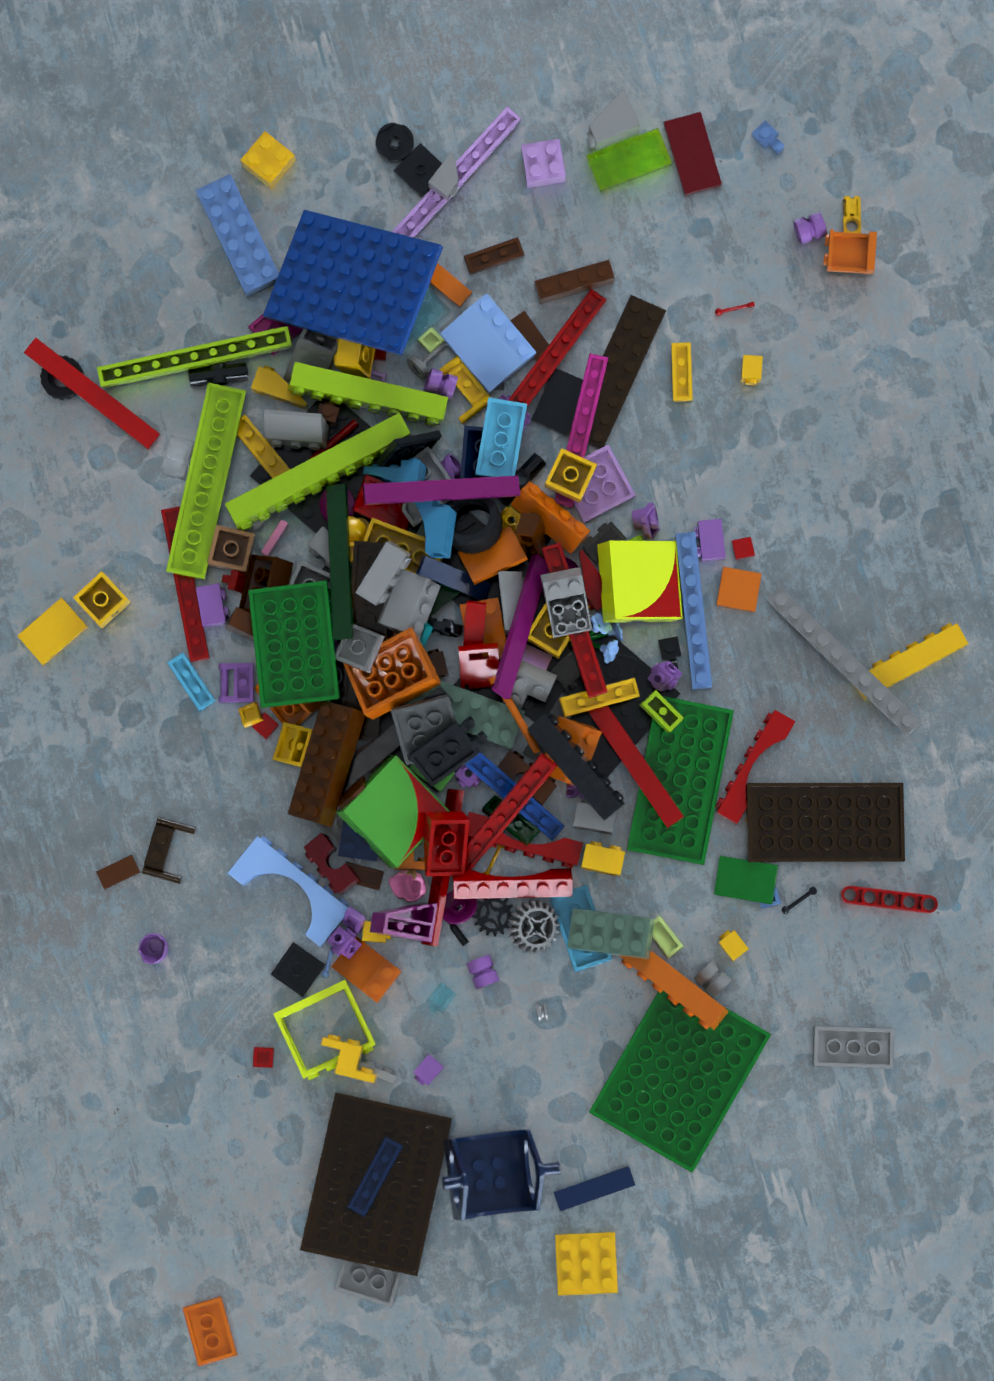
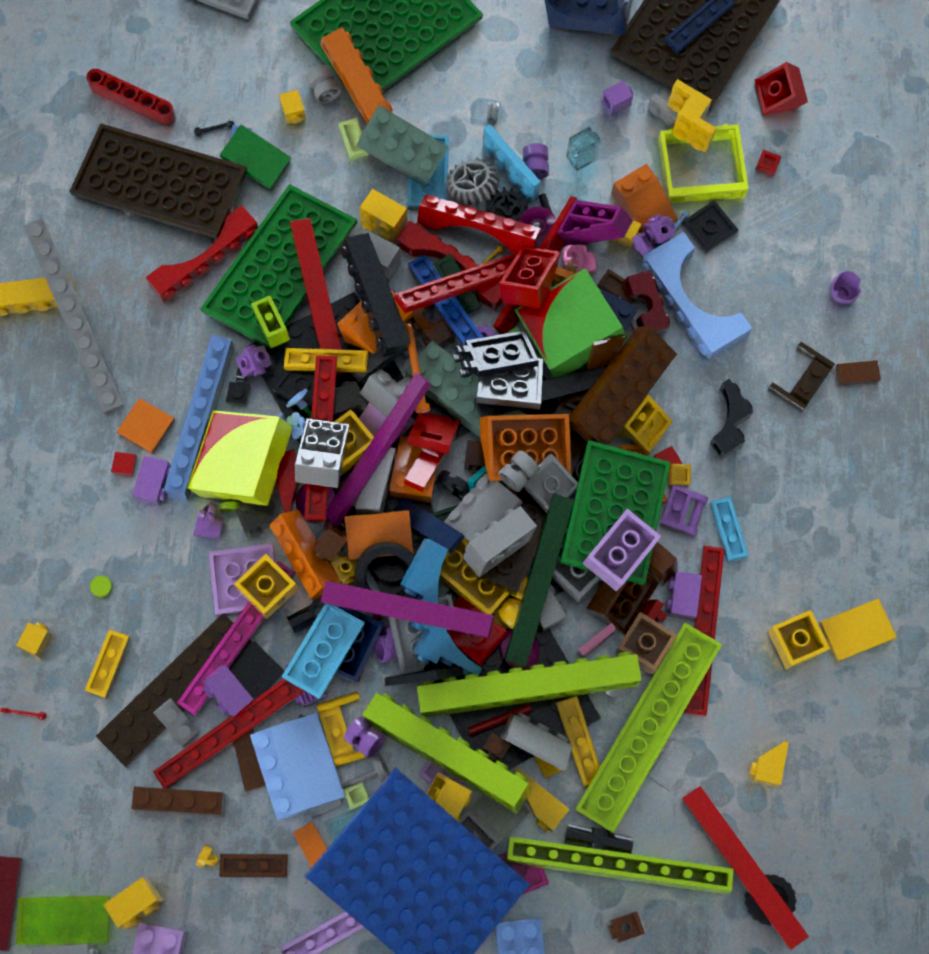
camera: 165 degrees left, 10 degrees down
(95, 486) = (770, 766): none -> yellow slope
(170, 320) = (634, 923): none -> reddish brown brick
(217, 762) = (738, 411): none -> black arch
(273, 1136) = (781, 89): none -> red slope
(277, 604) = (621, 550): none -> lavender brick
(387, 648) = (517, 472): none -> light grey wheel
(512, 959) = (511, 164): none -> medium azure plate
(536, 247) = (204, 855): none -> yellow tile
(569, 380) = (227, 691): none -> medium lavender brick
(576, 189) = (134, 903): none -> yellow brick
(603, 344) = (176, 722): none -> light grey plate
(716, 435) = (101, 586): none -> lime tile

